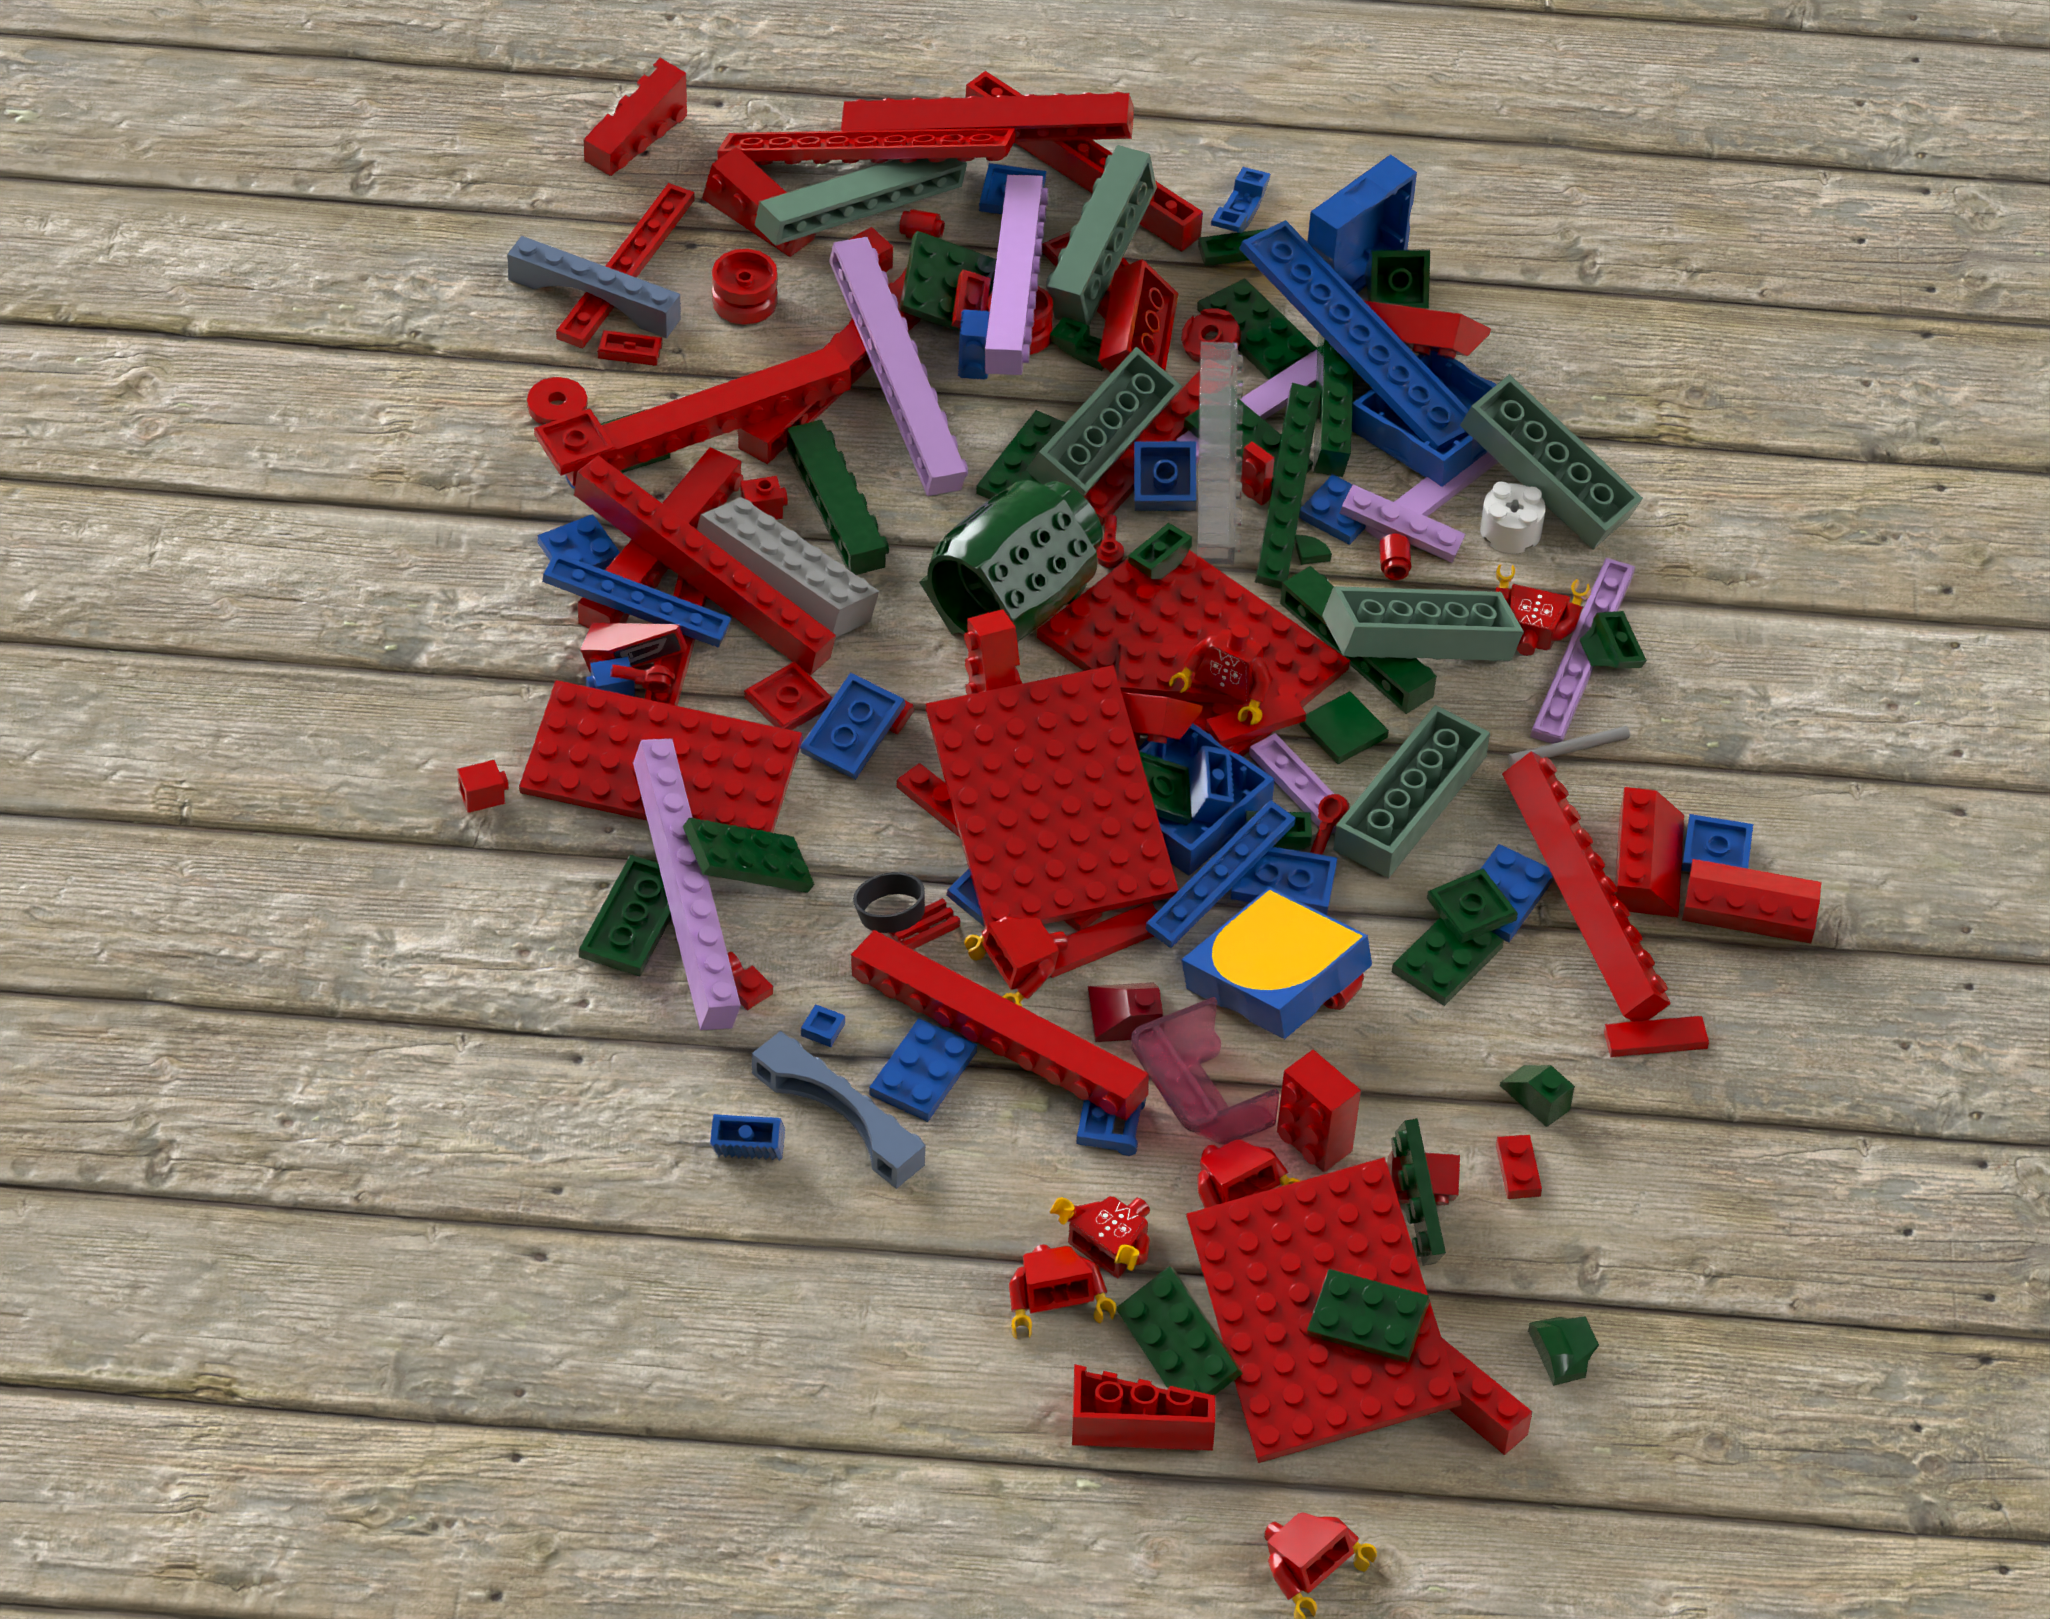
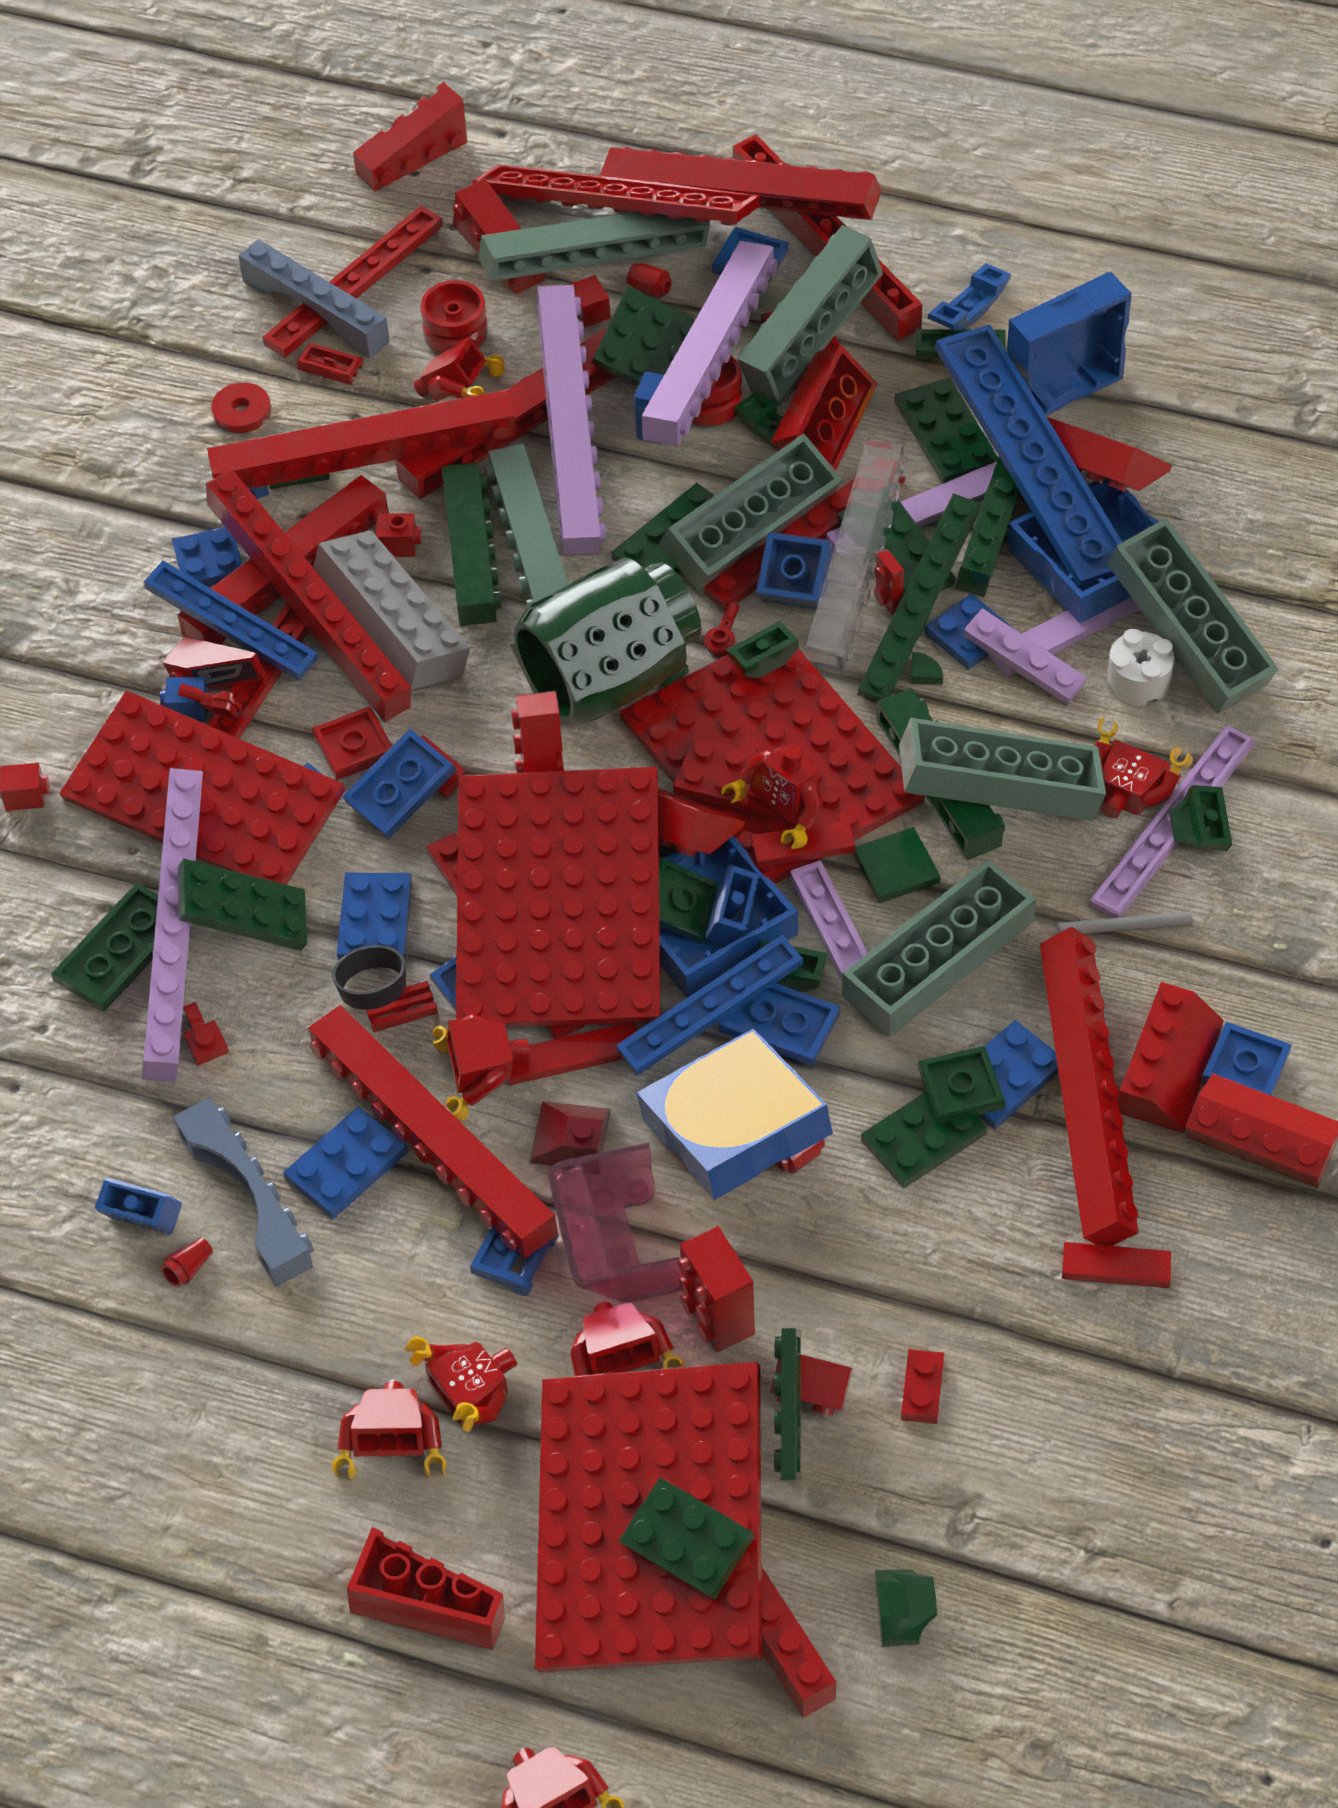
camera: 20 degrees right, 5 degrees up
(574, 441) = (220, 450): red tile -> none
(767, 338) = (456, 370): none -> red torso
(806, 1181) = (185, 1263): none -> red cone
(823, 1025) = (261, 1097): blue plate -> none
(866, 845) = (374, 911): none -> blue plate
(889, 476) = (526, 522): none -> sand green brick
(970, 294) = (661, 354): red plate -> none
(1178, 1336) = (496, 1516): dark green plate -> none
(1209, 321) = (901, 416): red tile -> none
(1331, 811) = (844, 955): red plate -> none
(1395, 556) = (1006, 690): red brick -> none
(1399, 277) = (1102, 400): dark green slope -> none
(1540, 1091) = (970, 1306): dark green slope -> none

